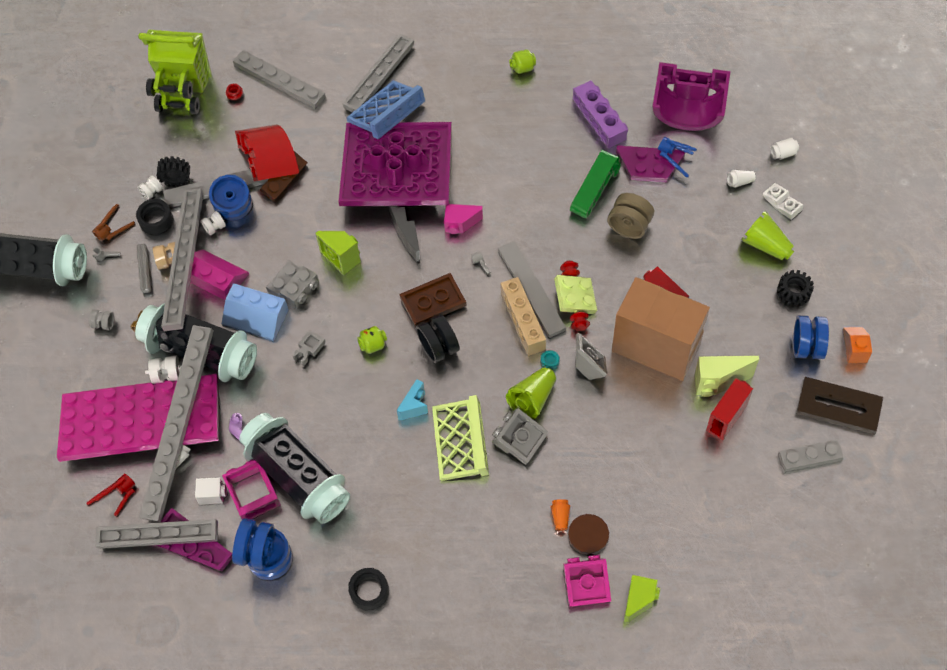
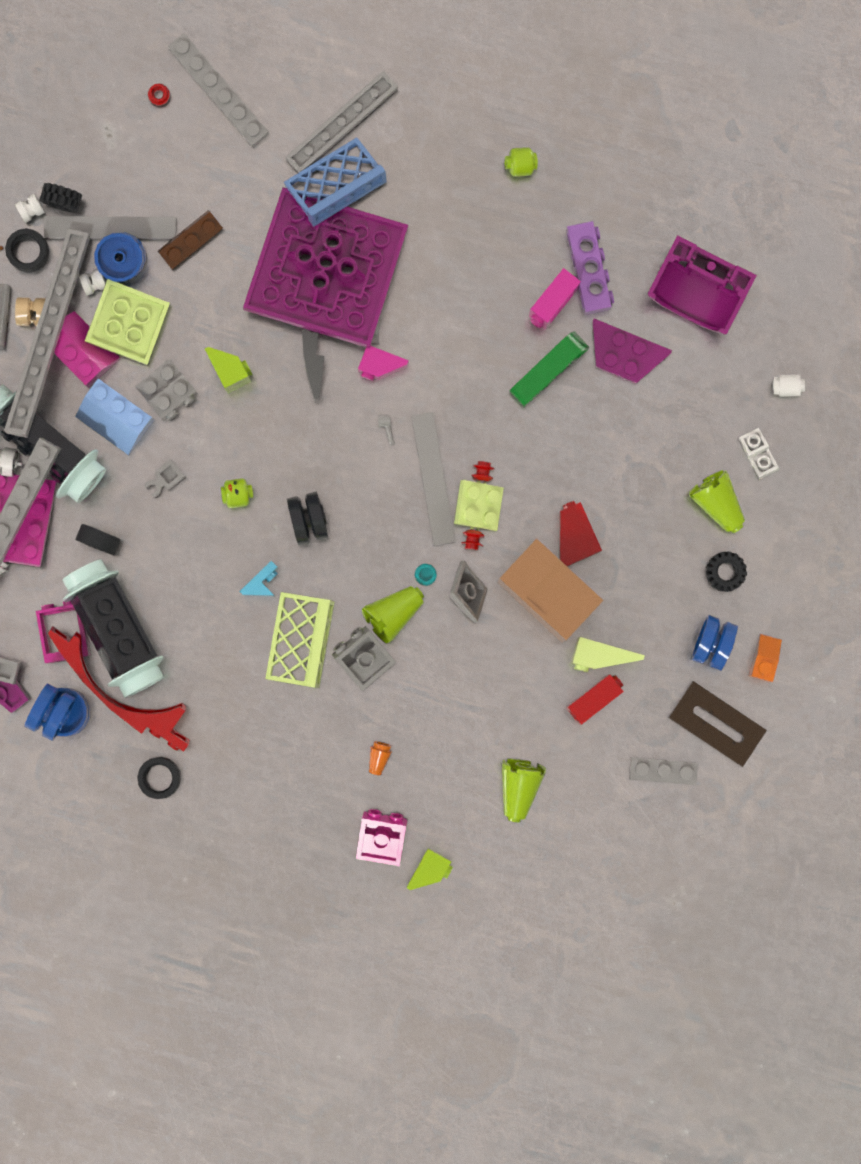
camera: 15 degrees right, 25 degrees up
(179, 66) = (97, 47): lime piece -> none
(210, 491) = (20, 621): white brick -> none
(235, 425) = (62, 552): lavender arm -> none
(247, 242) = (127, 322): none -> yellowish green plate
(263, 402) = (97, 539): none -> black tyre
(268, 151) = (179, 199): red panel -> none
(356, 536) = (157, 720): none -> red slope
(432, 298) = (318, 461): reddish brown plate -> none
(523, 316) = (411, 514): tan brick -> none
(581, 136) = (554, 299): none -> dark pink window
(588, 534) = (401, 786): reddish brown tile -> none
(630, 215) = (574, 428): dark tan wheel -> none
(668, 146) = (650, 345): blue plant -> none
(694, 500) = (520, 787): none -> lime cone
(739, 177) = (720, 408): white cone -> none

